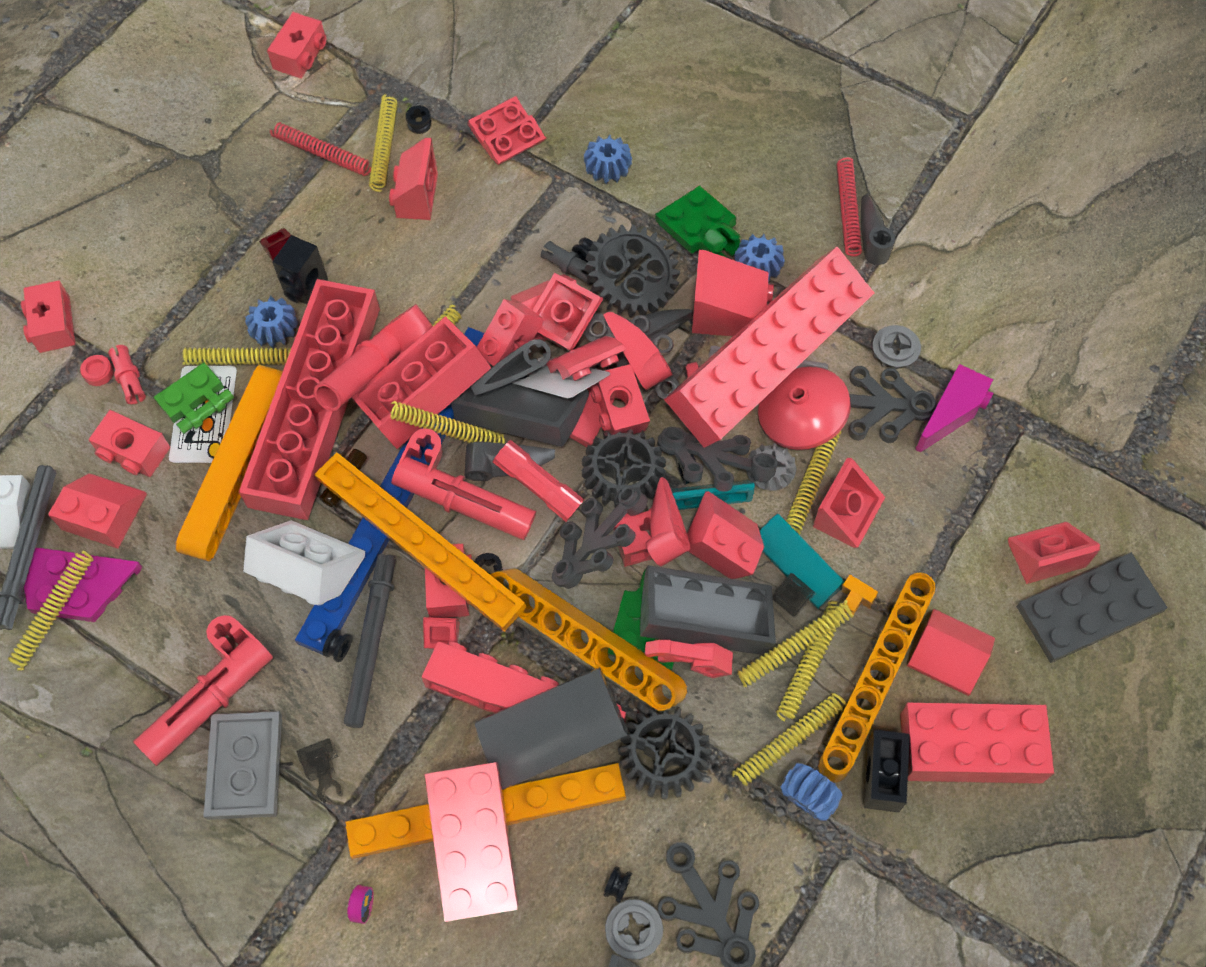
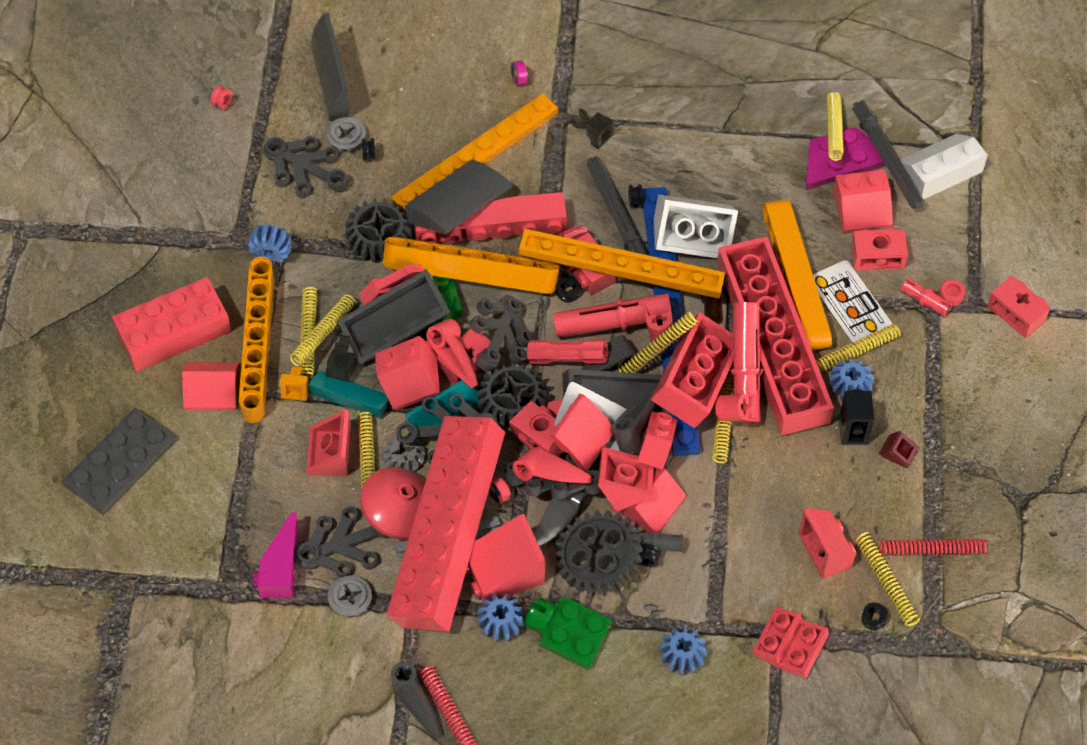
camera: 150 degrees right, 5 degrees down
(189, 393) = (870, 306): bright green plate -> none
(209, 692) = (690, 152): coral piece -> none
(243, 765) = (644, 108): light grey plate -> none
(297, 45) = (1032, 631): coral brick -> none
(471, 841) = (470, 121): brick -> none
(830, 710) = (280, 301): light yellow piece -> none
(887, 771) = (225, 276): black brick -> none
(1052, 551) = (162, 480): coral slope -> none

